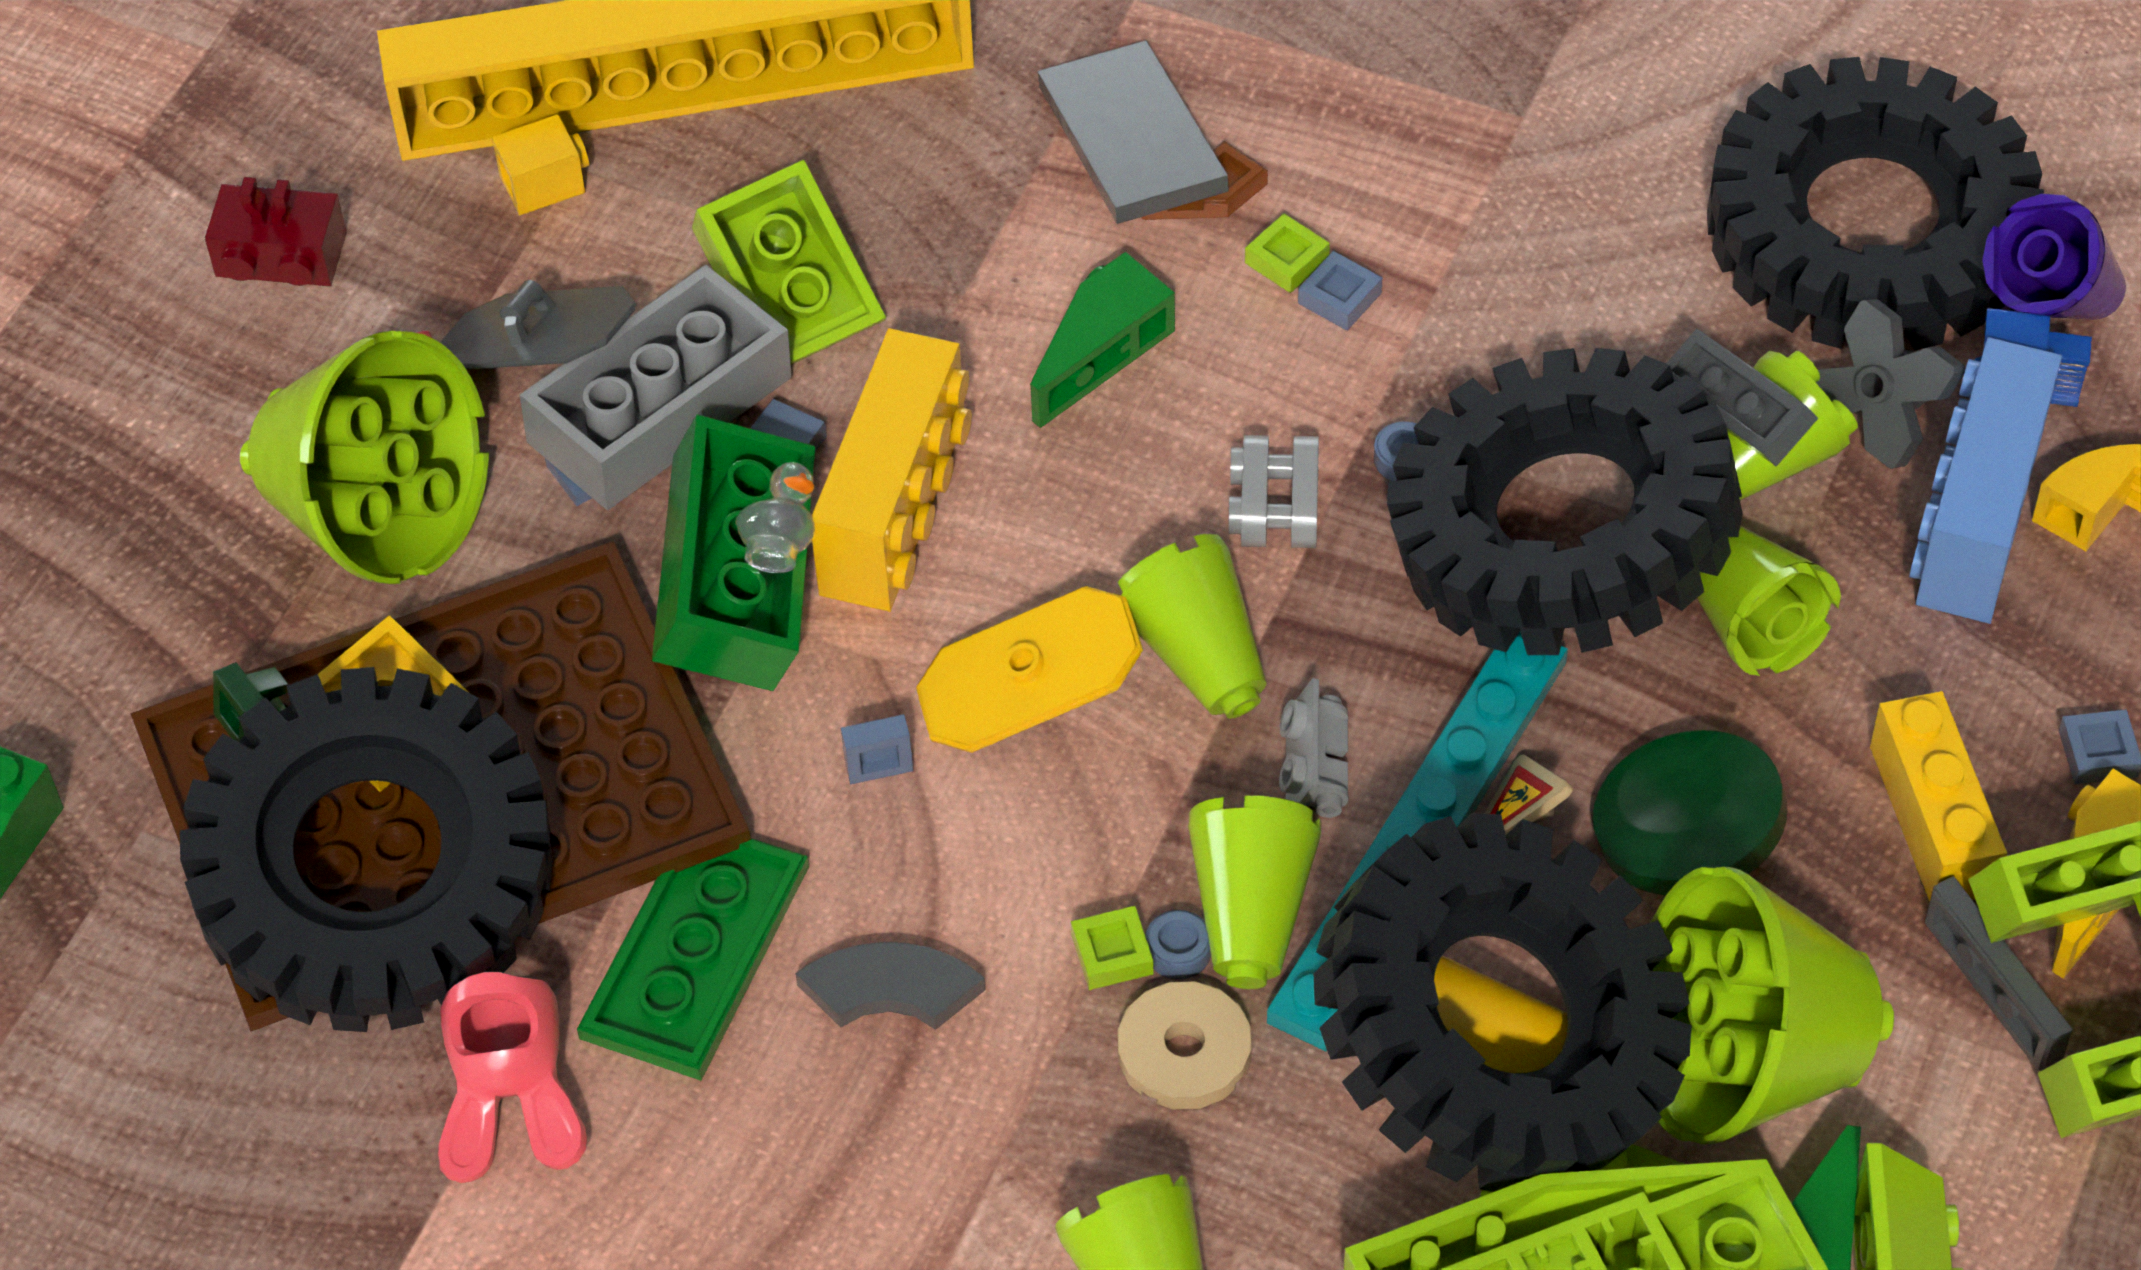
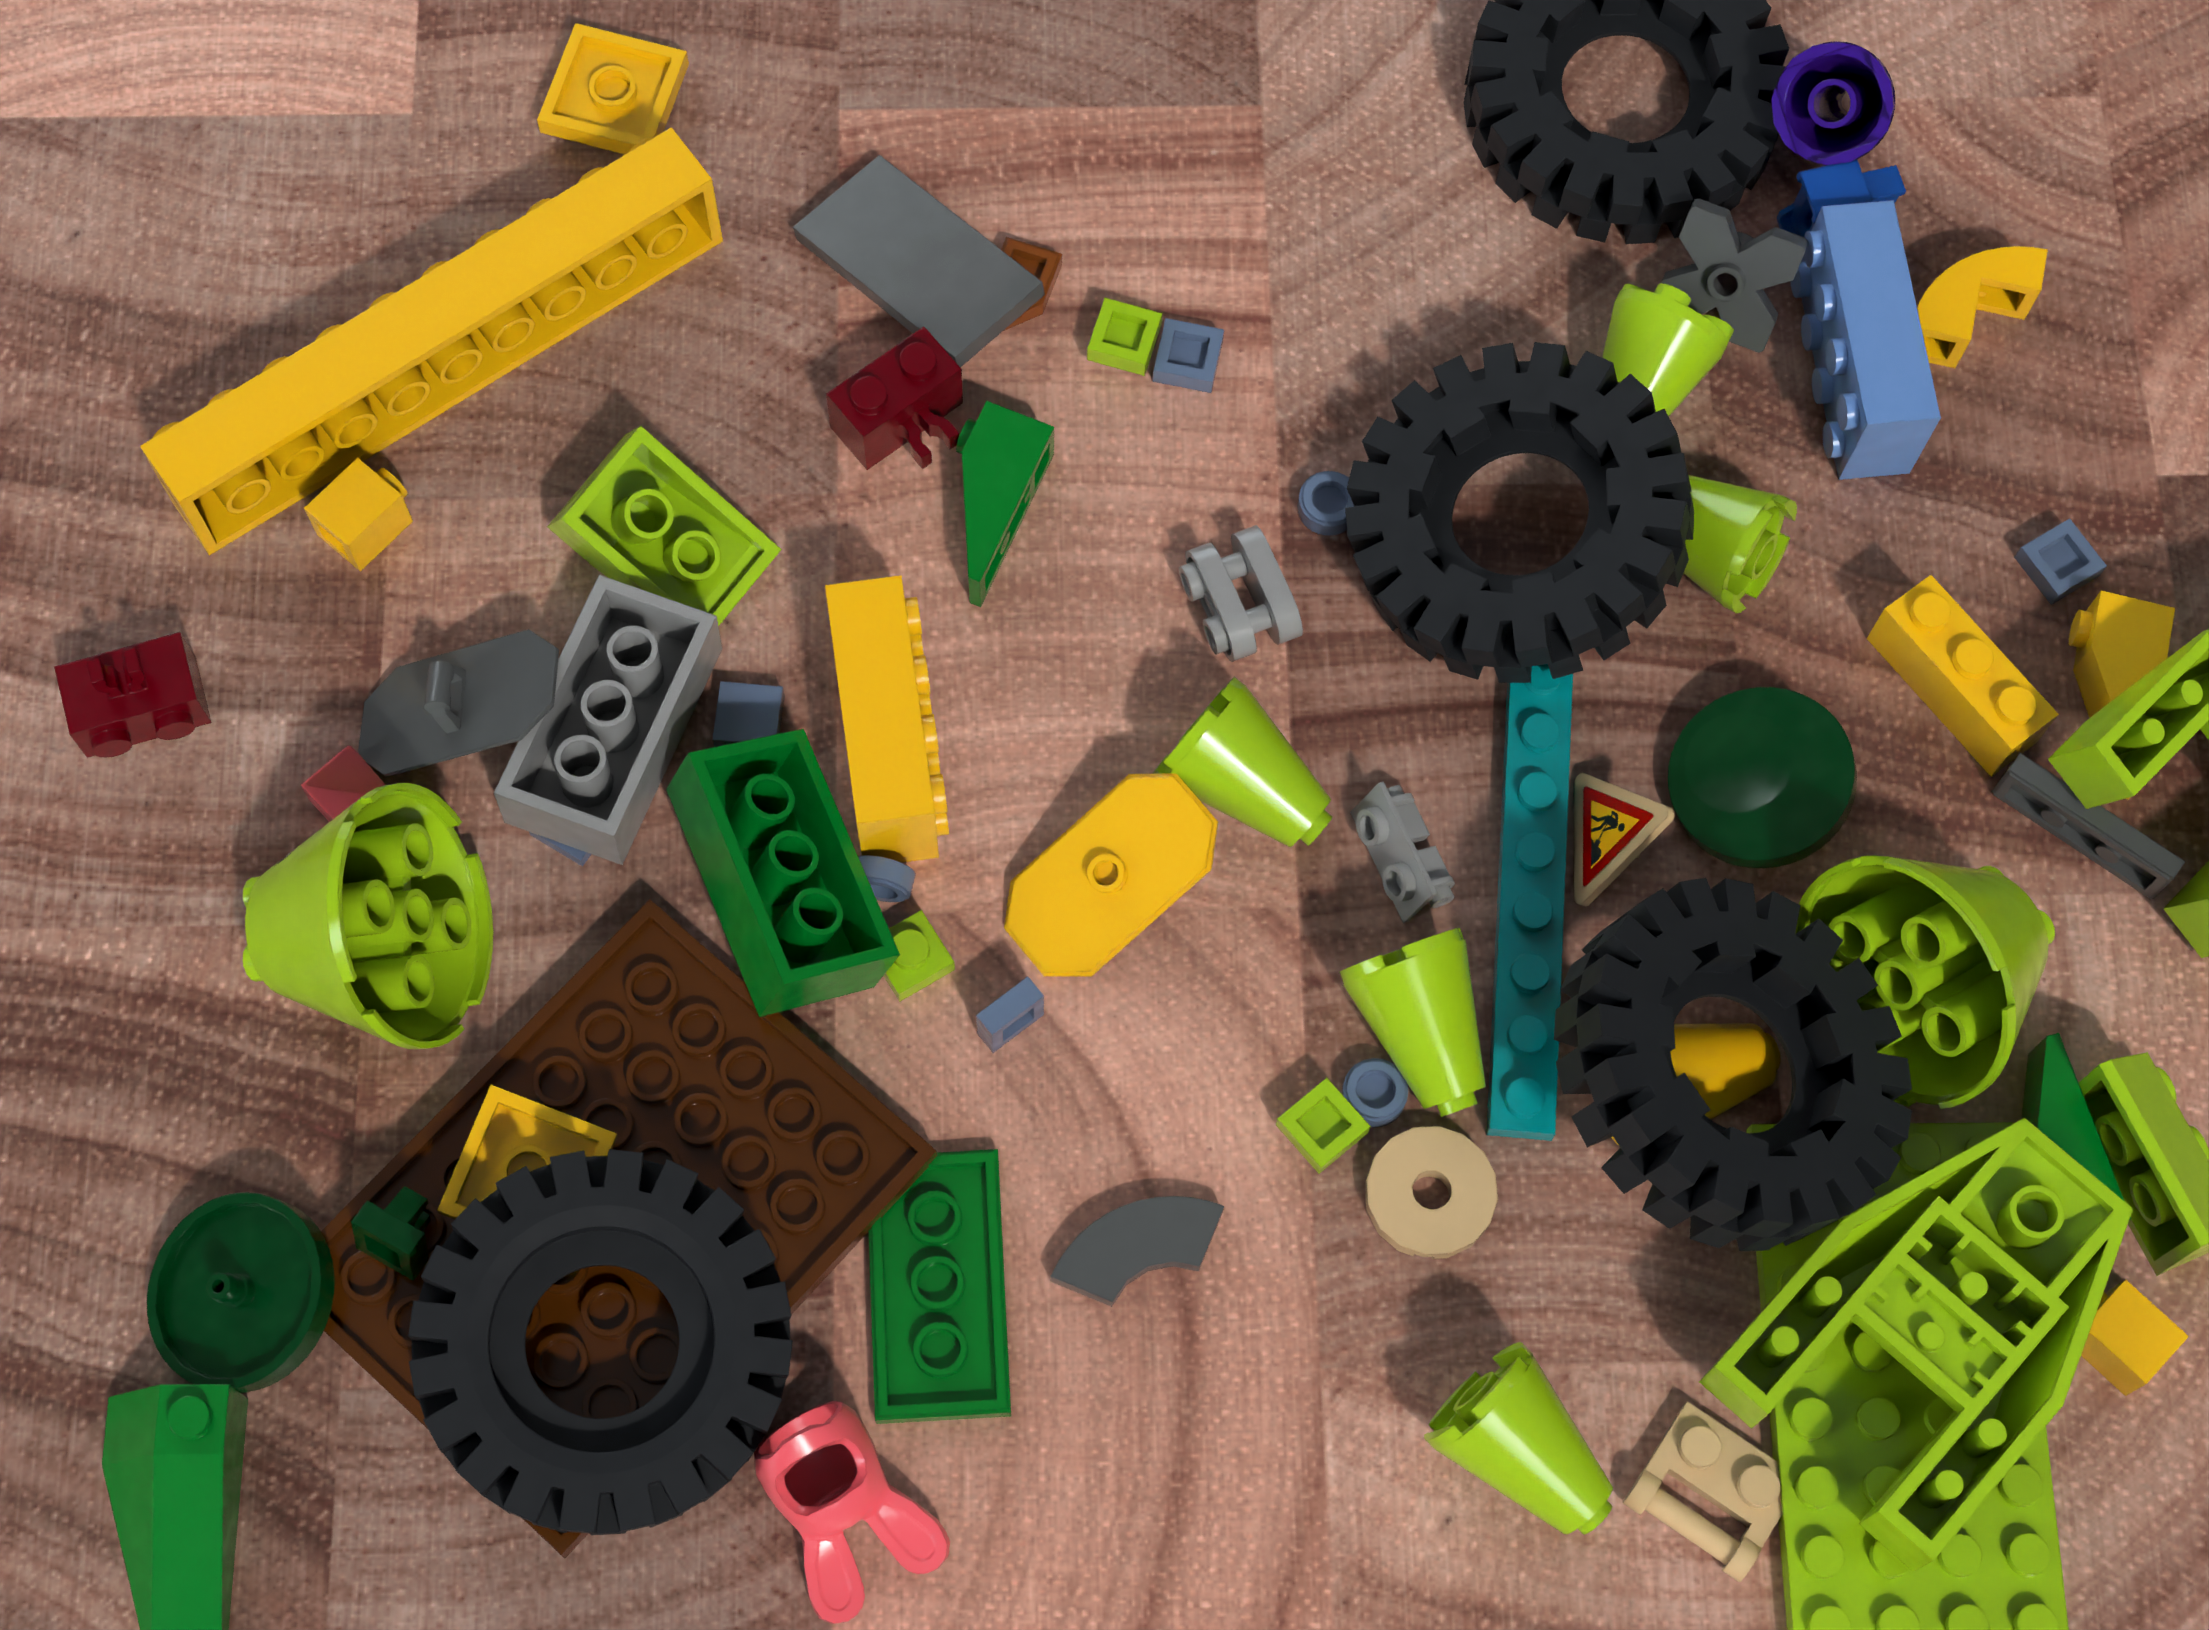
camera: 30 degrees left, 15 degrees up
(102, 709) = (240, 1292): none -> dark green piece
(779, 526) = (834, 845): clear animal -> none
(820, 677) = (921, 957): none -> lime plate
(827, 601) = (888, 878): none -> sand blue tile
(1050, 231) = (898, 400): none -> dark red brick
(1749, 402) = (1656, 357): dark grey plate -> none

